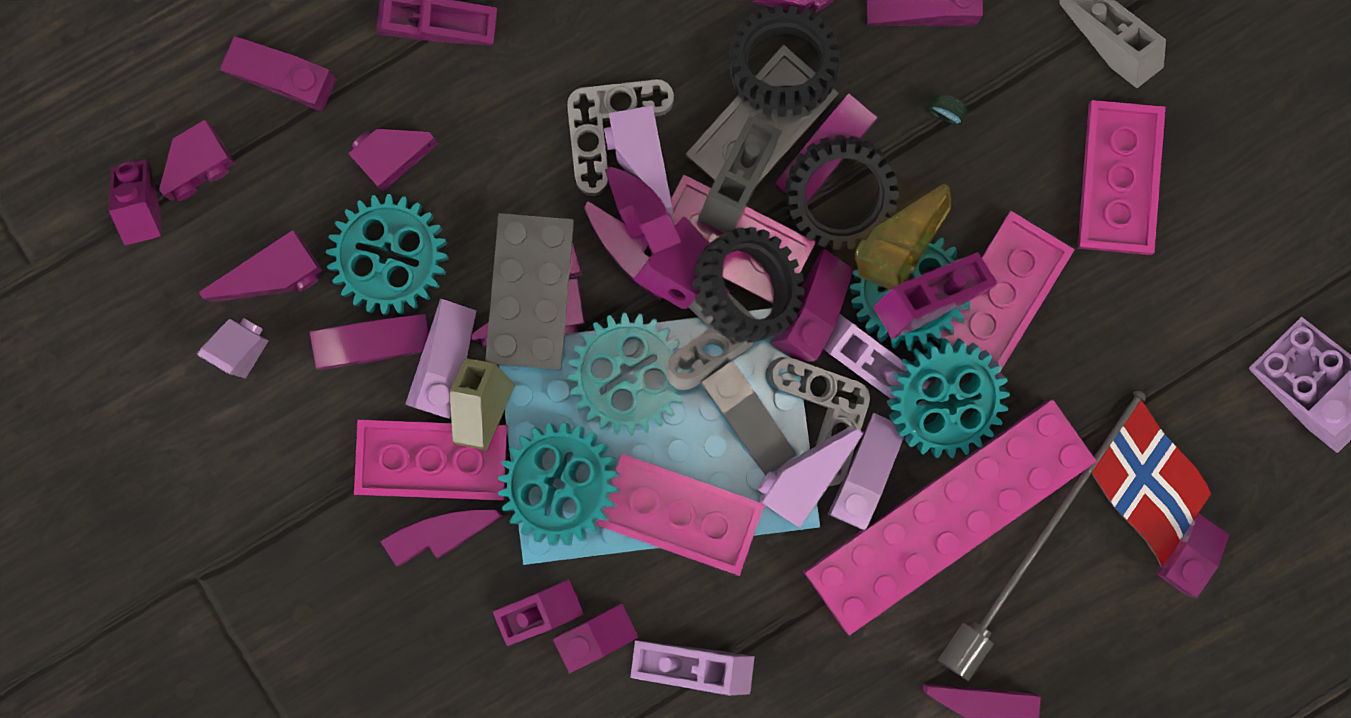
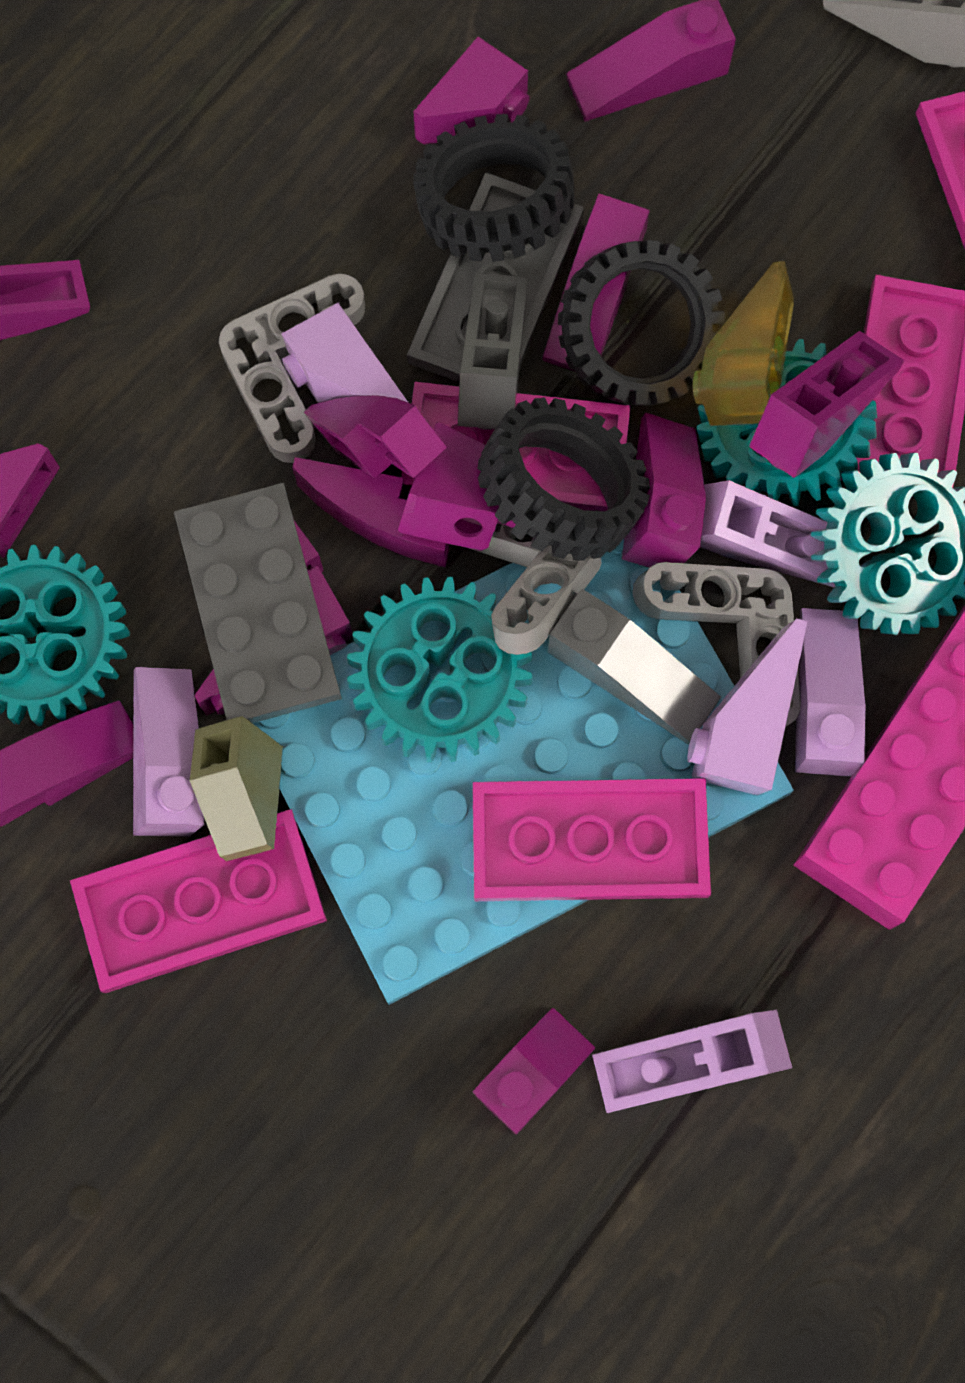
camera: 20 degrees left, 10 degrees down
(439, 533) = (246, 1000): magenta slope -> none
(538, 613) = (434, 1065): magenta slope -> none
(589, 496) = (346, 862): teal gear -> none
(948, 109) = (736, 179): clear green tile -> none

